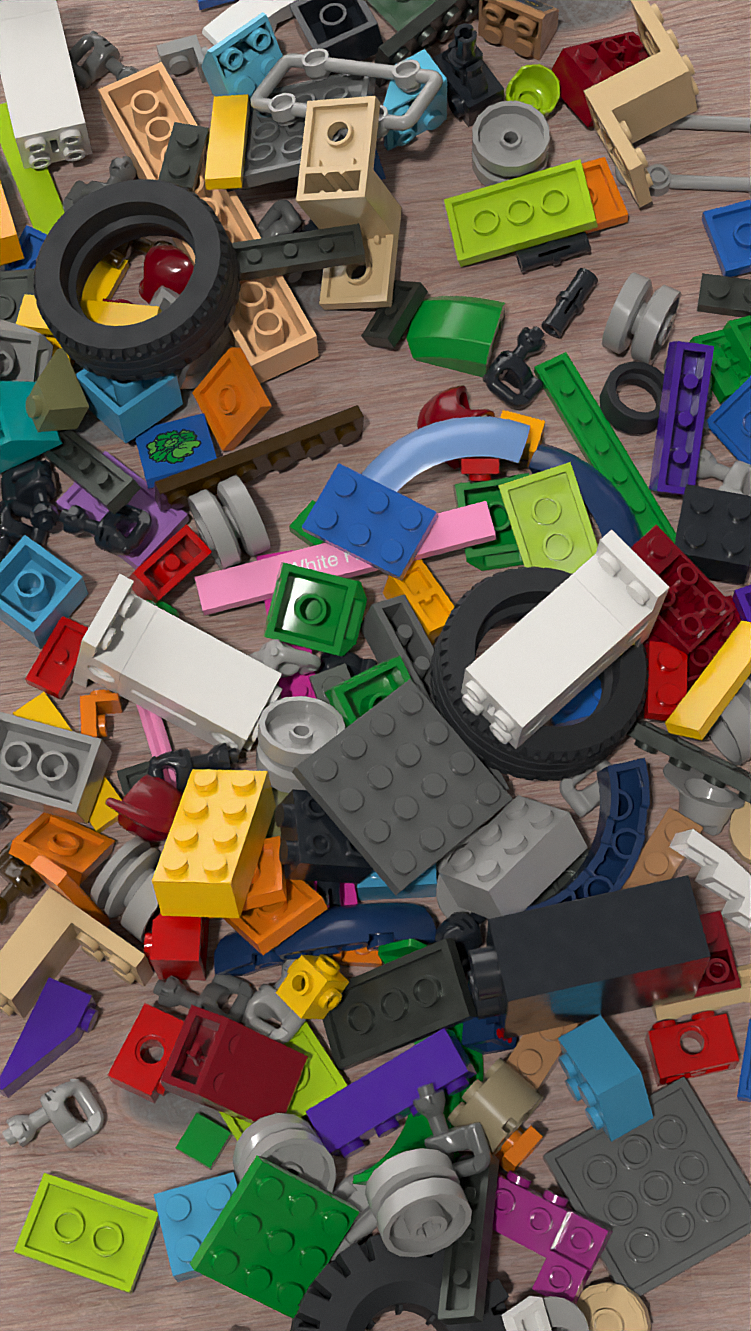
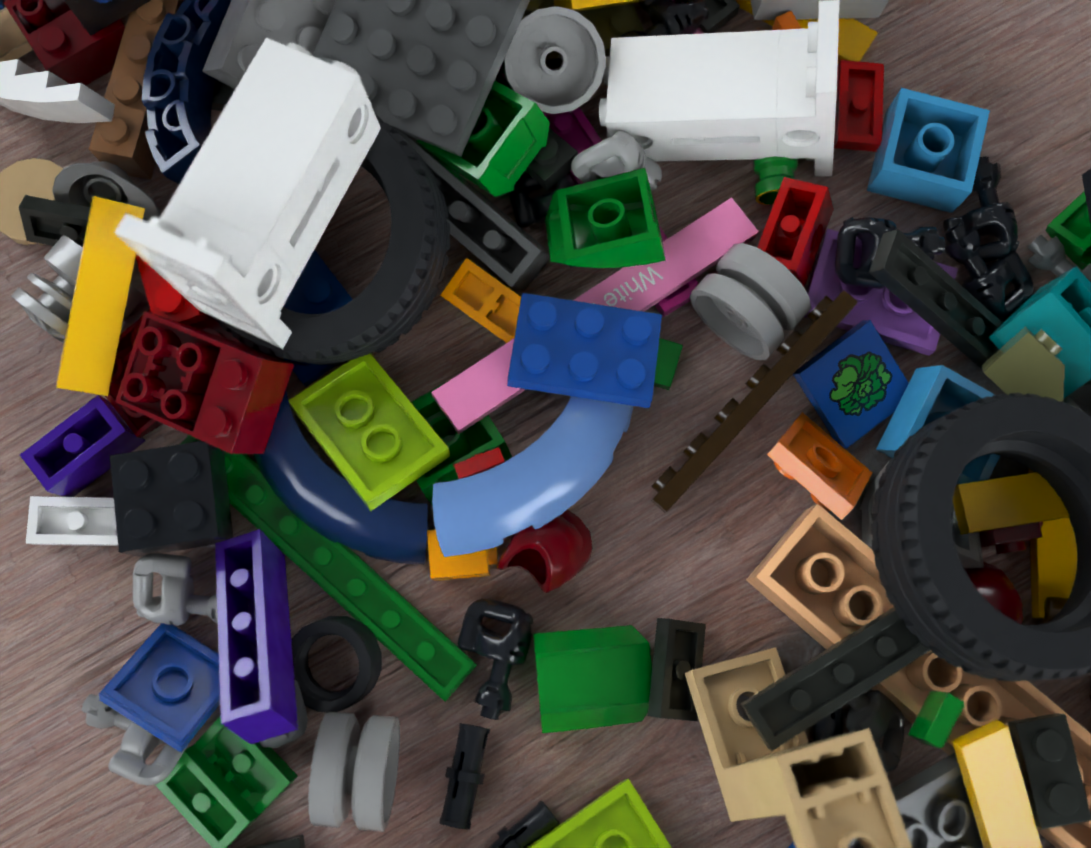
camera: 155 degrees right, 10 degrees up
(243, 206) = (936, 719): none -> green tile

